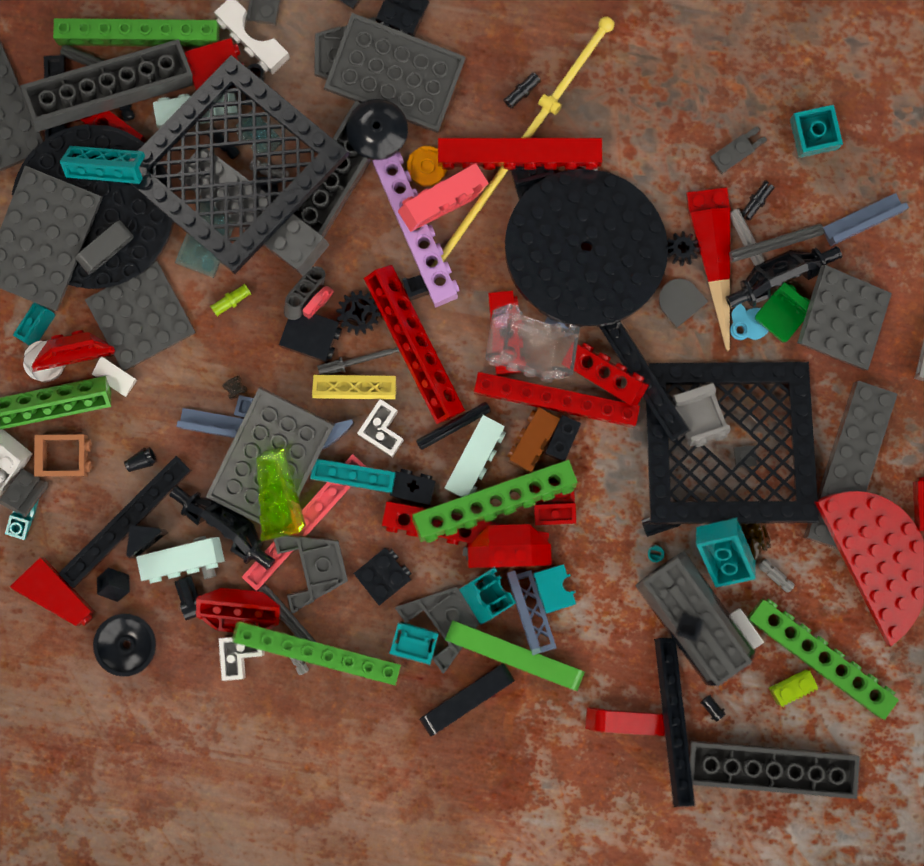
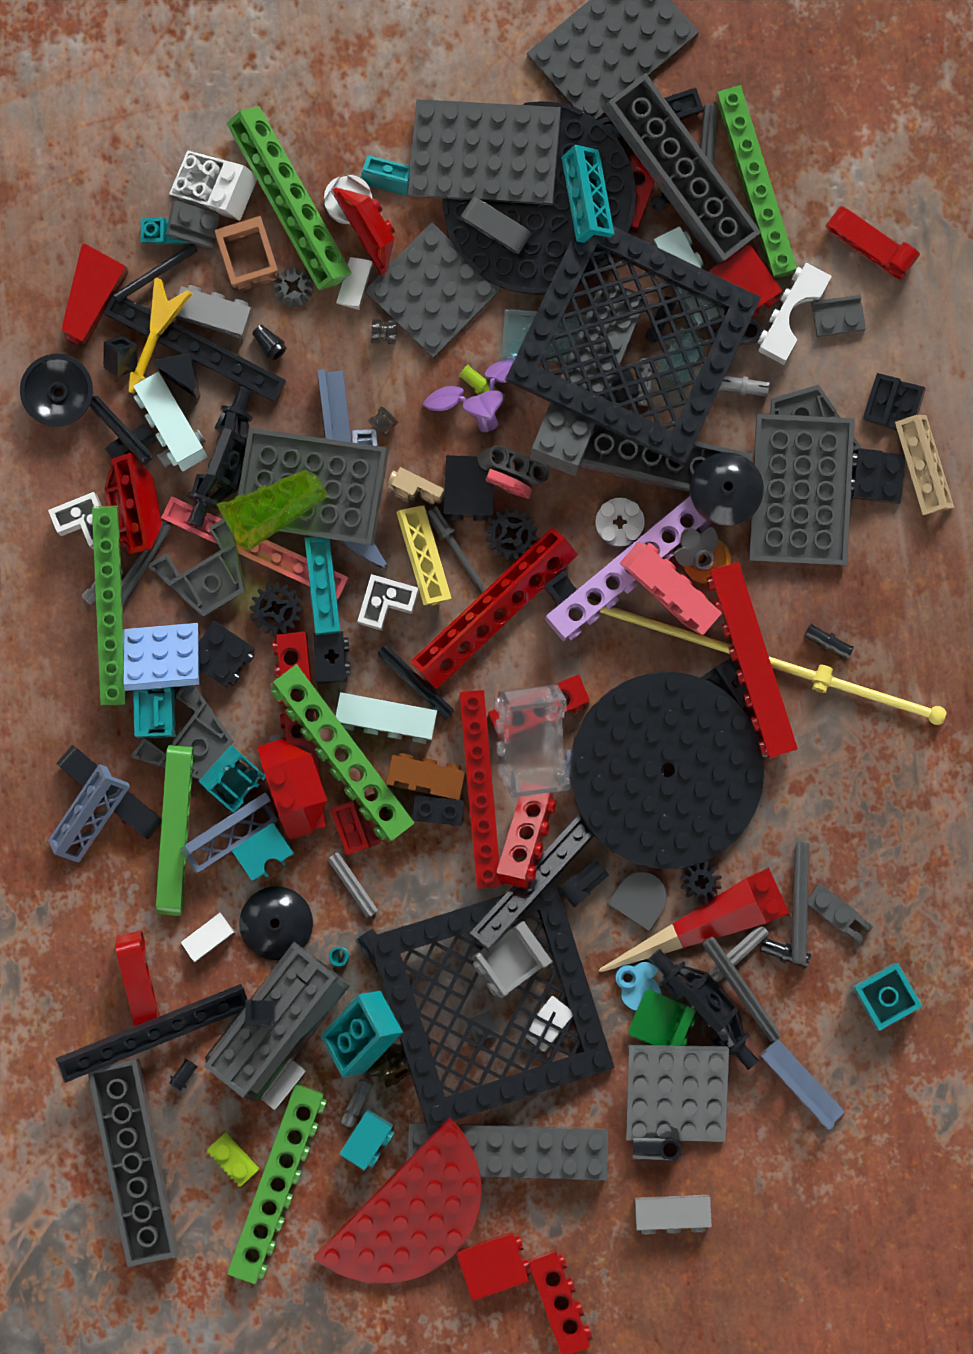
camera: 75 degrees right, 0 degrees up
(53, 535) = (155, 272): none -> black bar
(91, 540) = (161, 316): none -> yellow piece
(100, 498) = (216, 312): none -> light grey brick
(111, 427) = (295, 298): none -> dark grey gear
(161, 364) = (383, 331): none -> clear smoke wheel
(175, 601) = (121, 430): none -> black axle
(250, 301) = (480, 406): none -> medium lavender plant
(292, 382) = (408, 486): none -> tan plate
(299, 89) = (745, 386): none -> light grey pin
(351, 519) = (265, 612): none -> black gear
(370, 214) = (630, 512): none -> white plate
(371, 624) = (161, 656): none -> light blue plate
(415, 170) = (694, 546): none -> dark grey plate
(479, 727) = (79, 814): none -> sand blue fence
(598, 602) = (277, 903): none -> black dish
(601, 525) = (352, 885): none -> light grey axle
(608, 655) = (207, 937): none -> white slope
(657, 346) = (579, 886): none -> black piece
(722, 176) = (800, 902): none -> dark grey axle
(756, 390) = (562, 1016): none -> white slope
(810, 575) = (366, 1140): none -> teal brick
(881, 350) = (652, 1148): none -> black piece

